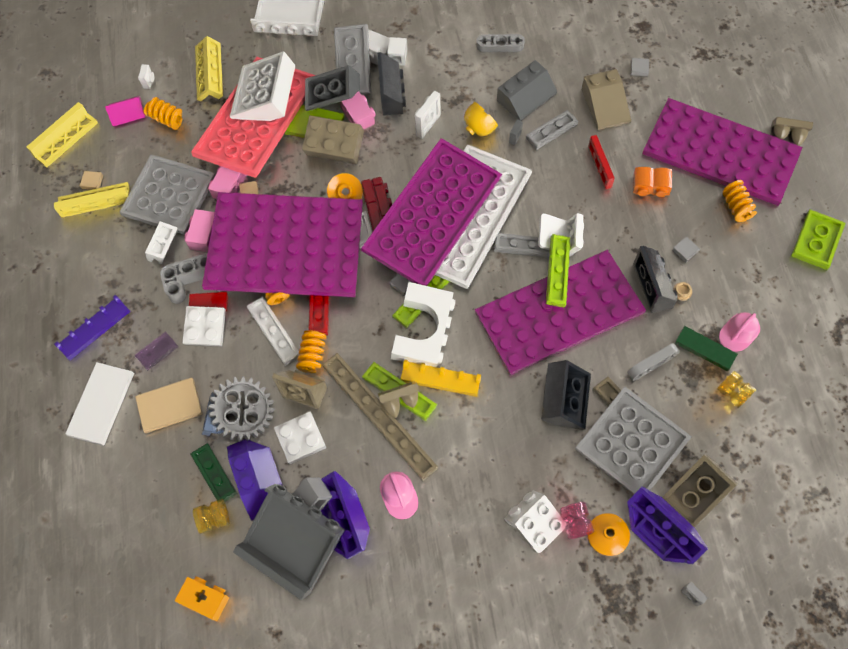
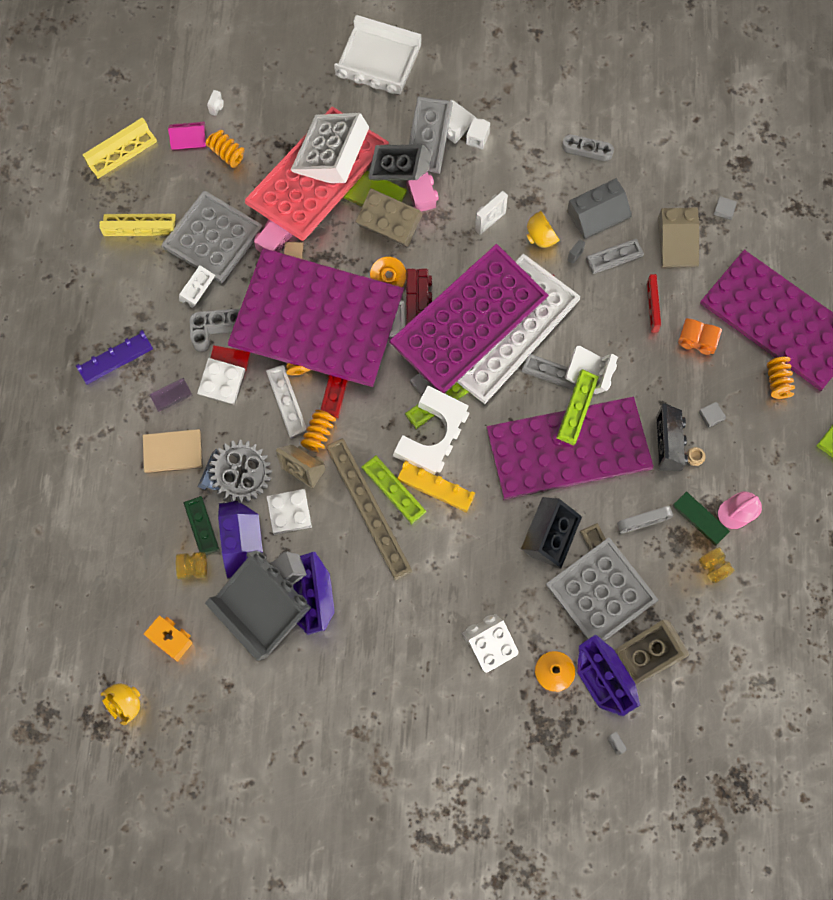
camera: 10 degrees right, 5 degrees up
(91, 180) = (139, 203): tan tile -> none
(99, 404) = (108, 433): white tile -> none
(199, 230) = (237, 283): bright pink brick -> none
(208, 64) = (283, 108): light yellow fence -> none
(390, 85) = (461, 171): black slope -> none
(390, 397) = (382, 496): dark tan tile -> none
(399, 495) = (369, 588): bright pink piece -> none
(576, 518) = (528, 651): clear pink wheel -> none

